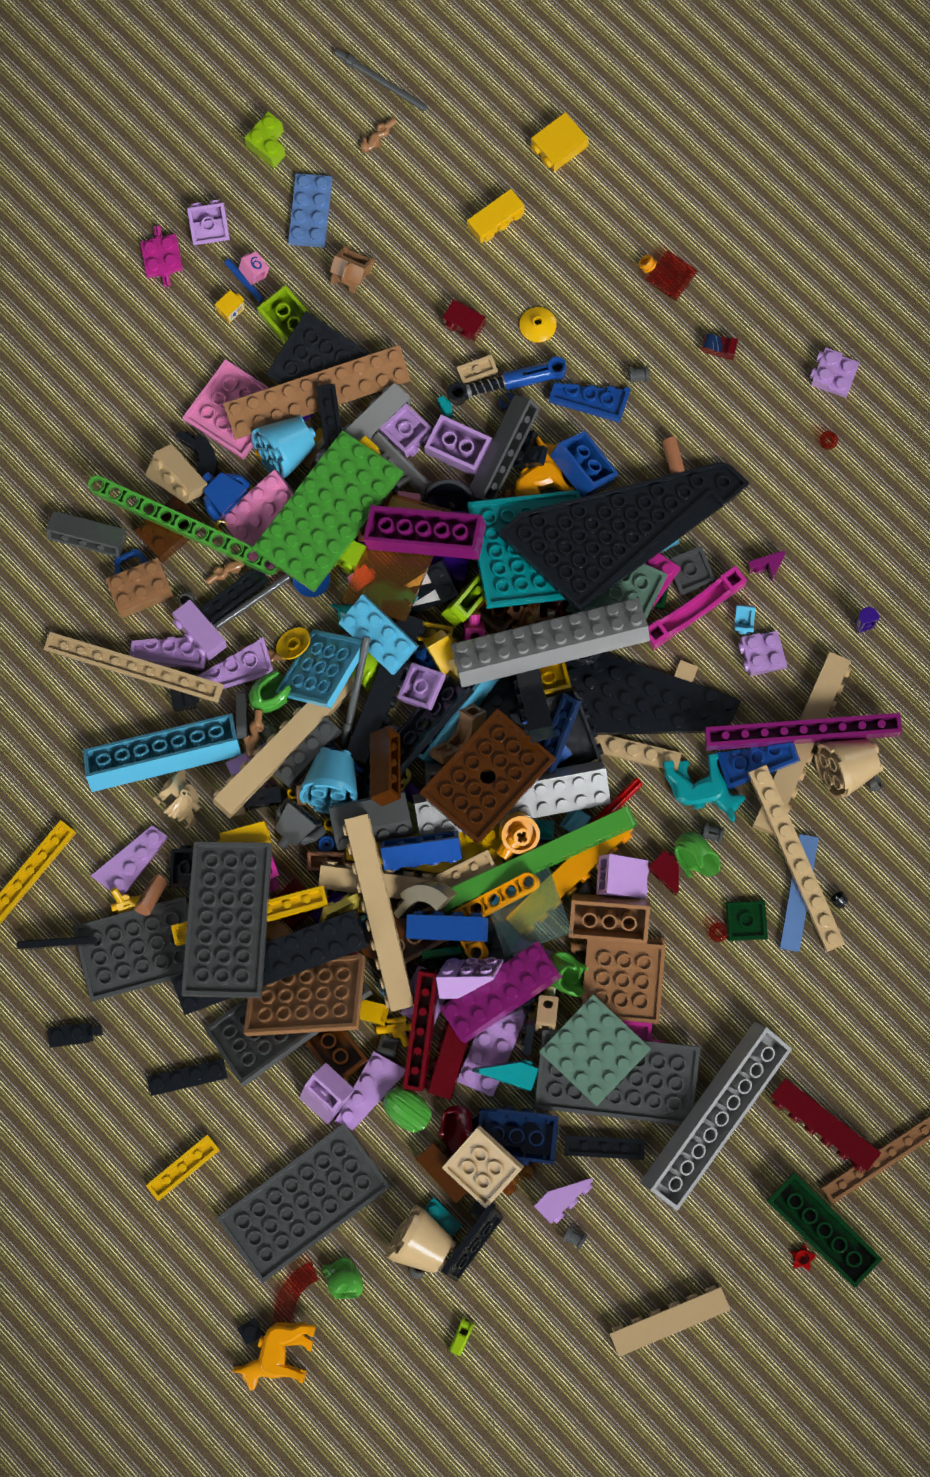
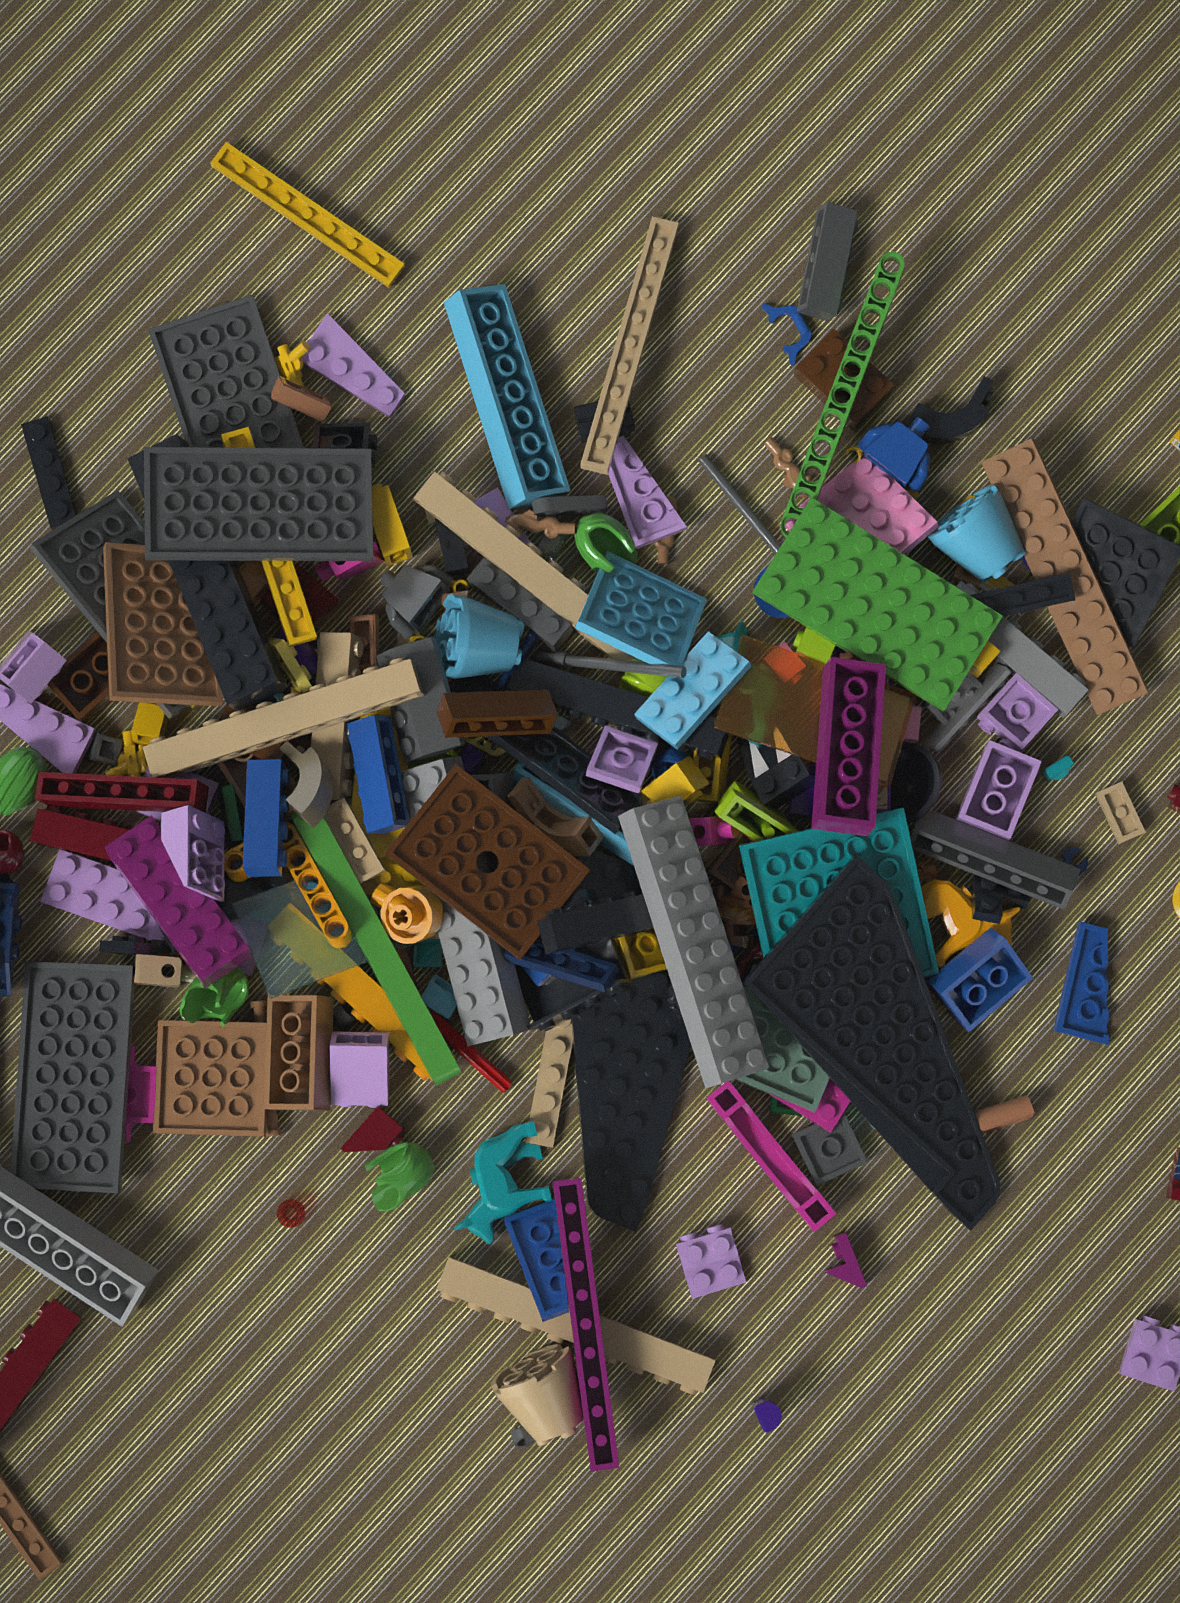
camera: 80 degrees right, 5 degrees up
(56, 943) = (226, 276): black tile -> none
(73, 1034) = (102, 309): black hinge -> none
(139, 588) = (751, 344): medium nougat brick -> none
(168, 652) = (660, 408): lavender wing -> none
(175, 474) = (921, 380): tan wedge -> none
(179, 799) = (443, 427): tan helmet -> none
(185, 596) = (740, 413): dark grey hinge -> none
(198, 630) = (691, 433): lavender brick -> none
(208, 411) = (1063, 442): bright pink plate -> none
(234, 595) = (747, 478): black plate -> none
(293, 643) = (682, 571): yellow dish -> none
(326, 839) = (387, 635): blue plate -> none
(509, 380) = (1107, 862): piece -> none
(514, 1073) = (71, 924): teal slope -> none
(595, 1050) = (106, 1042): sand green plate -> none
(639, 374) = (1130, 1055): dark grey bush -> none
(686, 671) = (675, 1148): tan tile -> none
(706, 835) = (435, 1199): dark grey bush -> none
(744, 619) = (759, 1232): medium azure bracket -> none
(746, 920) = (310, 1254): dark green tile -> none
(796, 858) = (402, 1321): tan plate -> none
(796, 907) = (355, 1329): medium blue tile -> none
(831, 435) = (1056, 1348): clear red plate -> none
(839, 899) = (347, 1388): black hinge -> none

